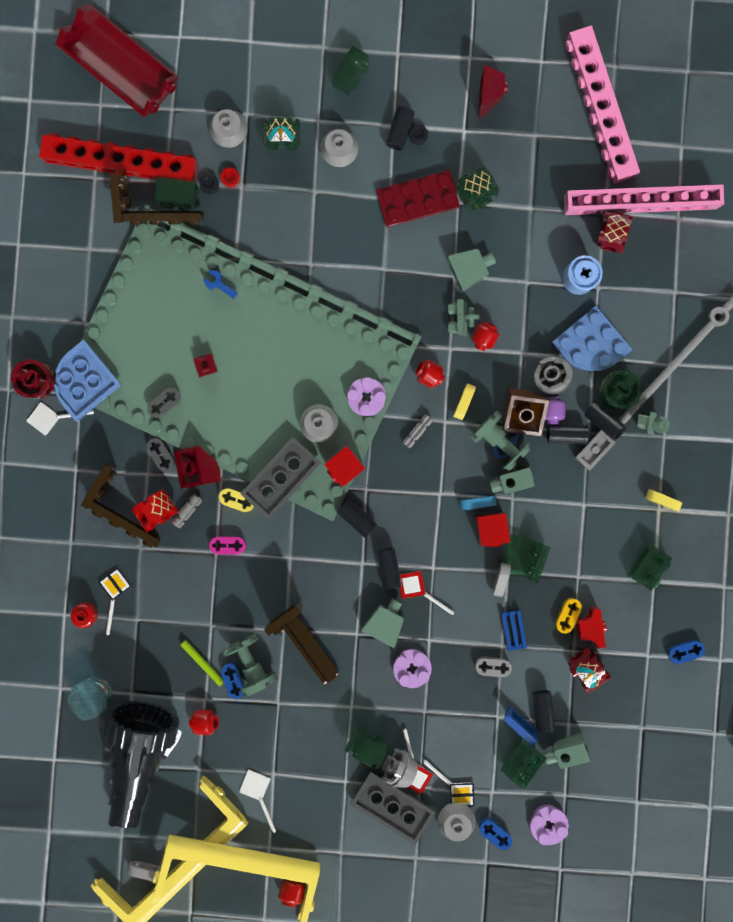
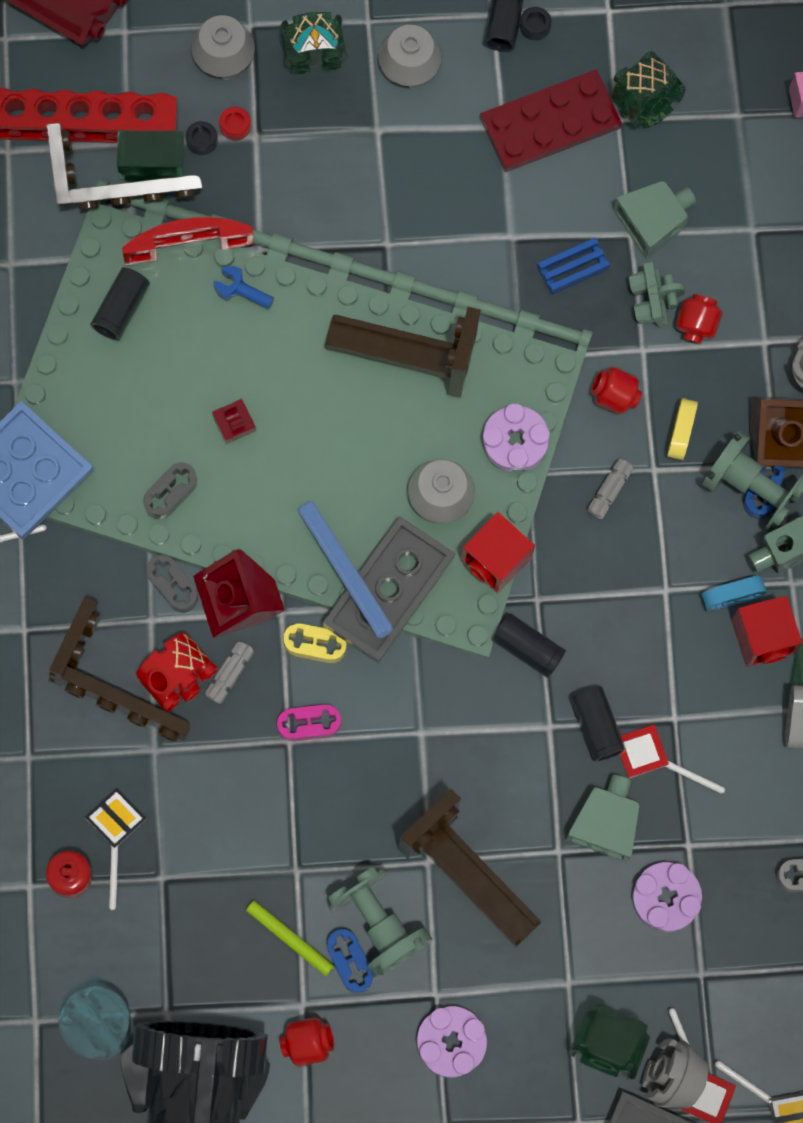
camera: 20 degrees left, 15 degrees down
(147, 286) = (120, 303): none -> black pin
(166, 252) = (188, 230): none -> red slope
(256, 465) = (346, 570): none -> medium blue axle
(272, 735) = (433, 1050): none -> lavender plate
(311, 335) = (407, 348): none -> dark brown bracket
(415, 285) = (597, 253): none -> blue tile

